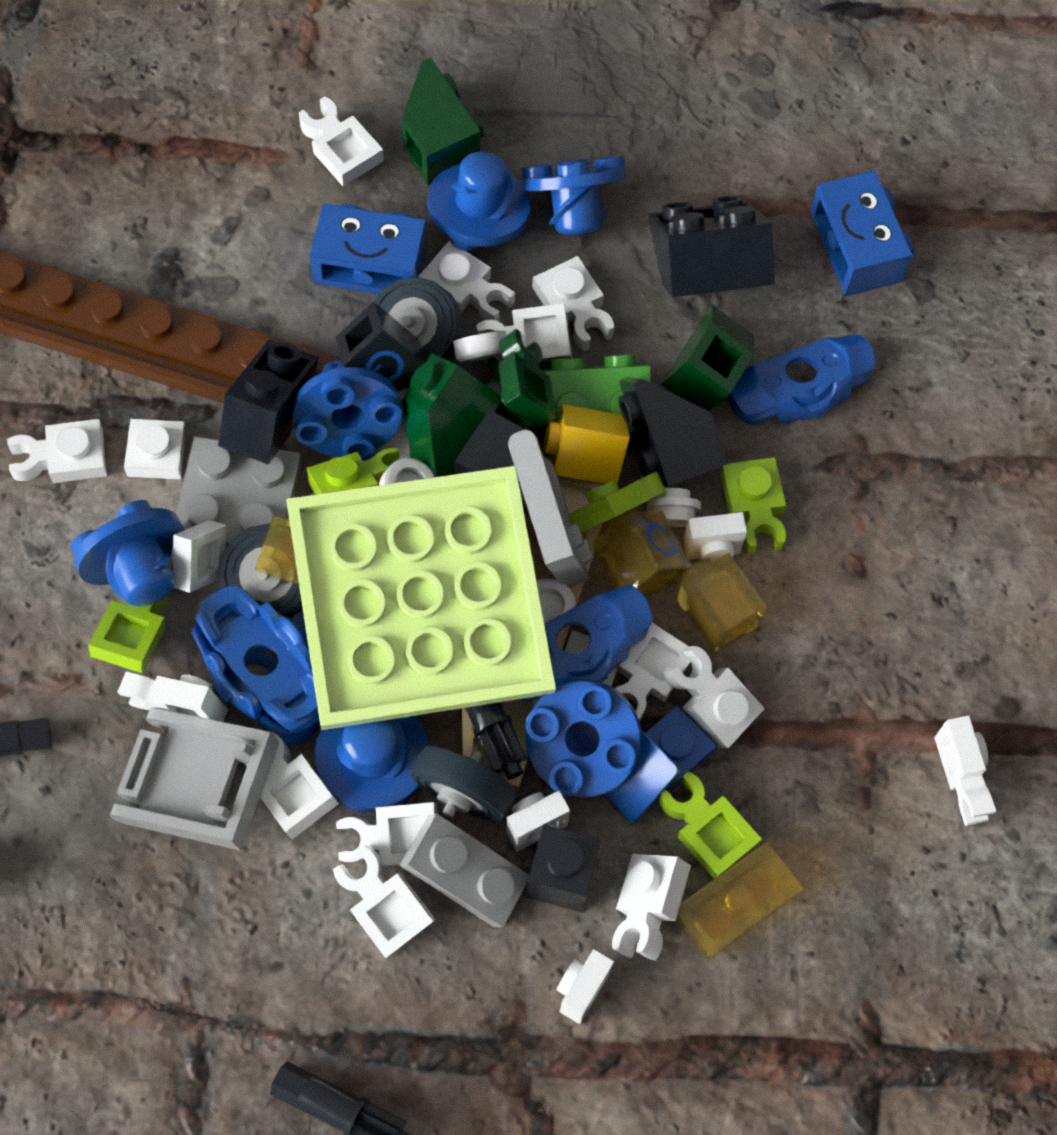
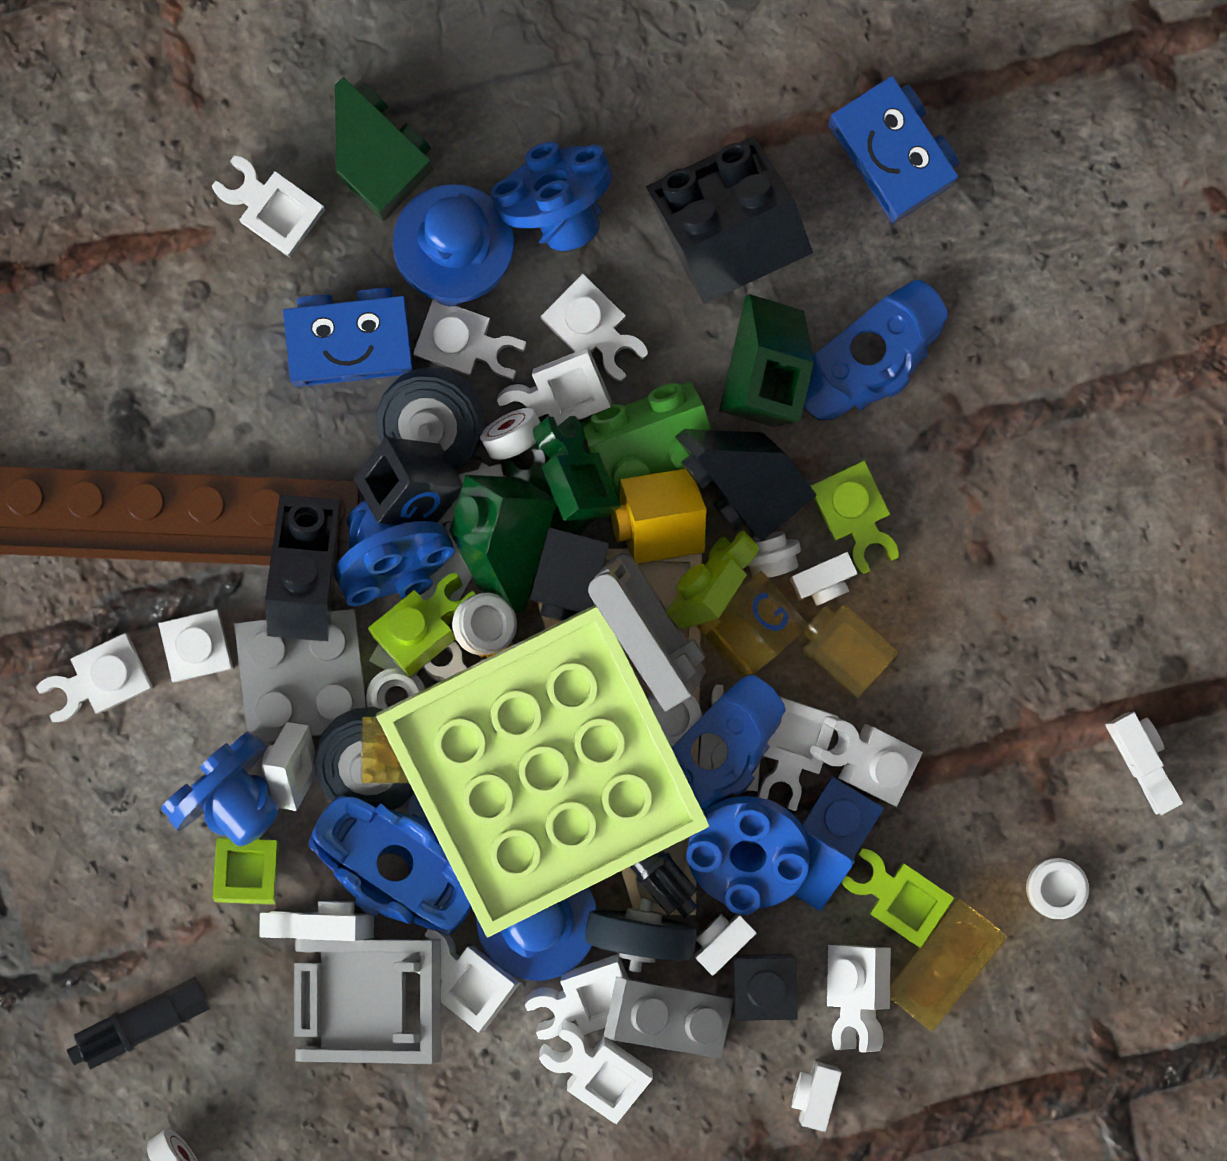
camera: 10 degrees left, 20 degrees up
(858, 865) = (1057, 888): none -> white tile

